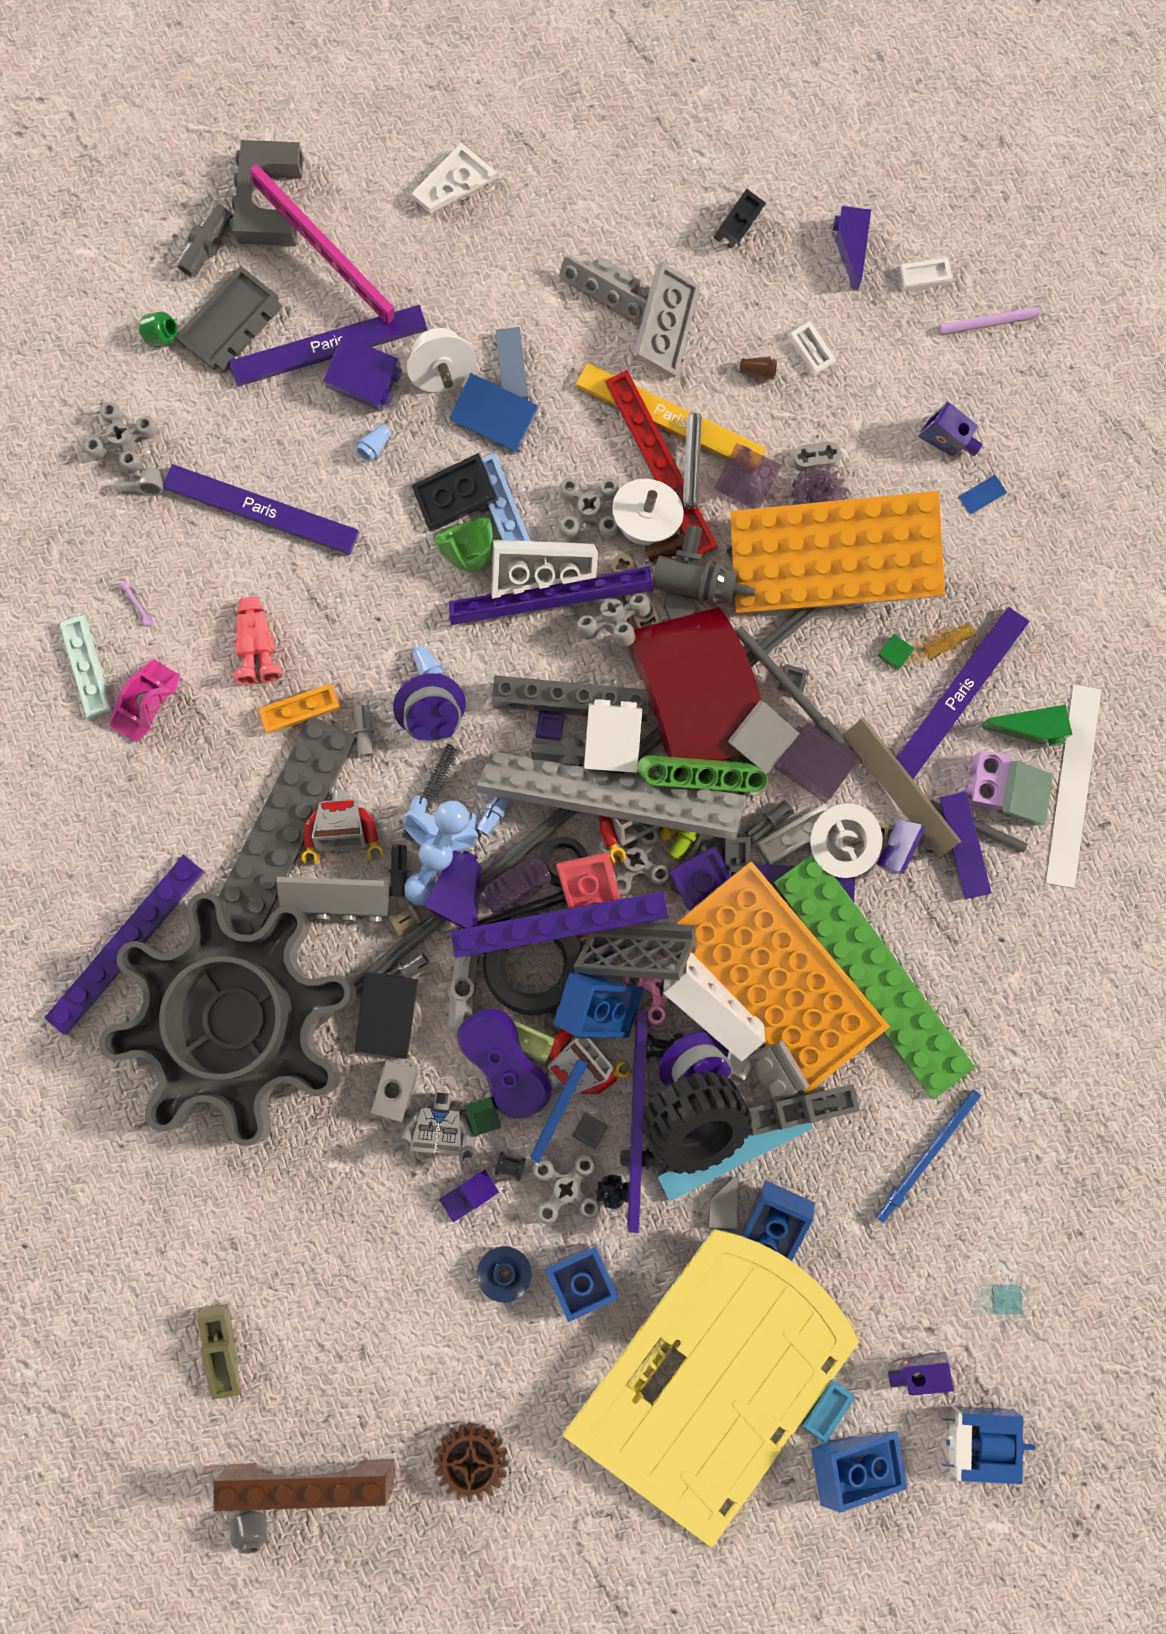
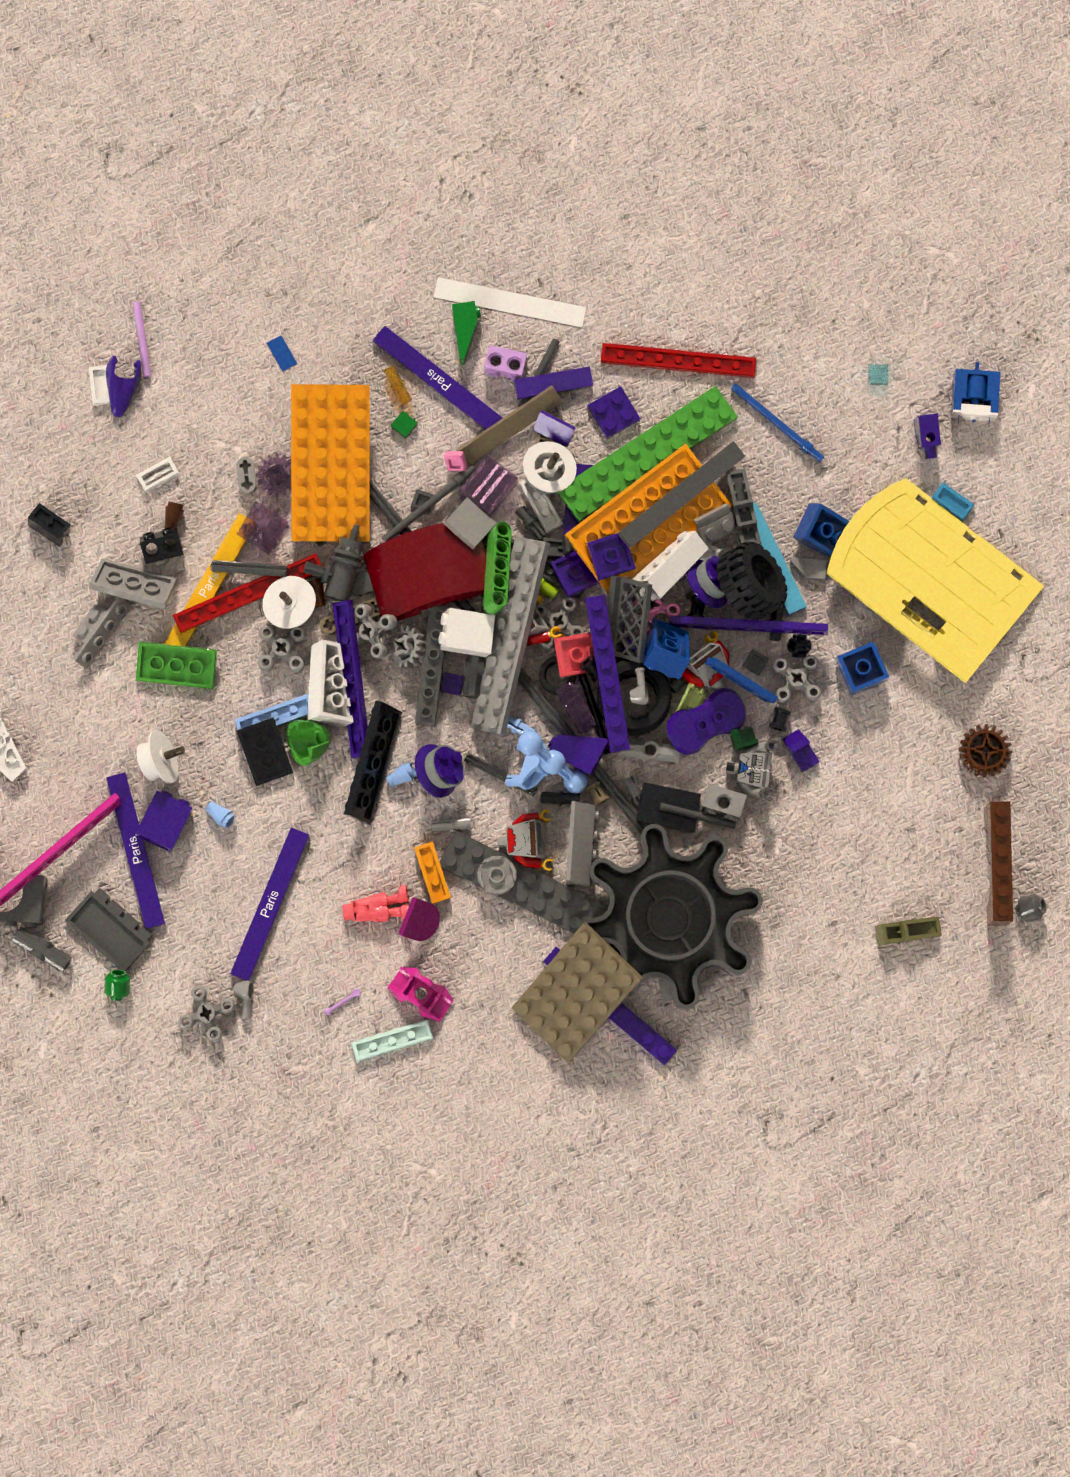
camera: 90 degrees left, 0 degrees up
(129, 897) = (577, 992): none -> dark tan plate
(232, 692) = (420, 920): none -> magenta tile
(293, 789) = (497, 875): none -> light grey tile
(375, 1053) = (697, 815): none -> dark grey bar
(439, 625) = (372, 762): none -> black plate
(493, 412) = (200, 720): blue tile -> none
(500, 1288) = (858, 715): dark blue dish -> none
(511, 361) = (159, 706): sand blue tile -> none
(530, 969) = (639, 694): none -> light grey bar
(564, 380) = (176, 665): none -> bright green tile
(572, 900) = (589, 666): none -> black bush
(594, 663) = (406, 647): none -> light grey gear
(713, 355) = (162, 550): none -> black brick
(724, 925) = (610, 556): none -> dark purple tile
(816, 1021) = (681, 494): none -> dark grey tile
(849, 718) = (455, 461): none -> bright pink tile
(851, 240) = (70, 439): dark purple slope -> none
(858, 1470) = (992, 482): blue slope -> none
(920, 298) = (121, 389): none -> dark purple animal
(929, 928) = (613, 412): none -> dark purple plate
(951, 431) = (234, 373): dark purple torso -> none
(1008, 1016) = (678, 360): none -> red tile
(1027, 793) = (516, 335): sand green tile -> none

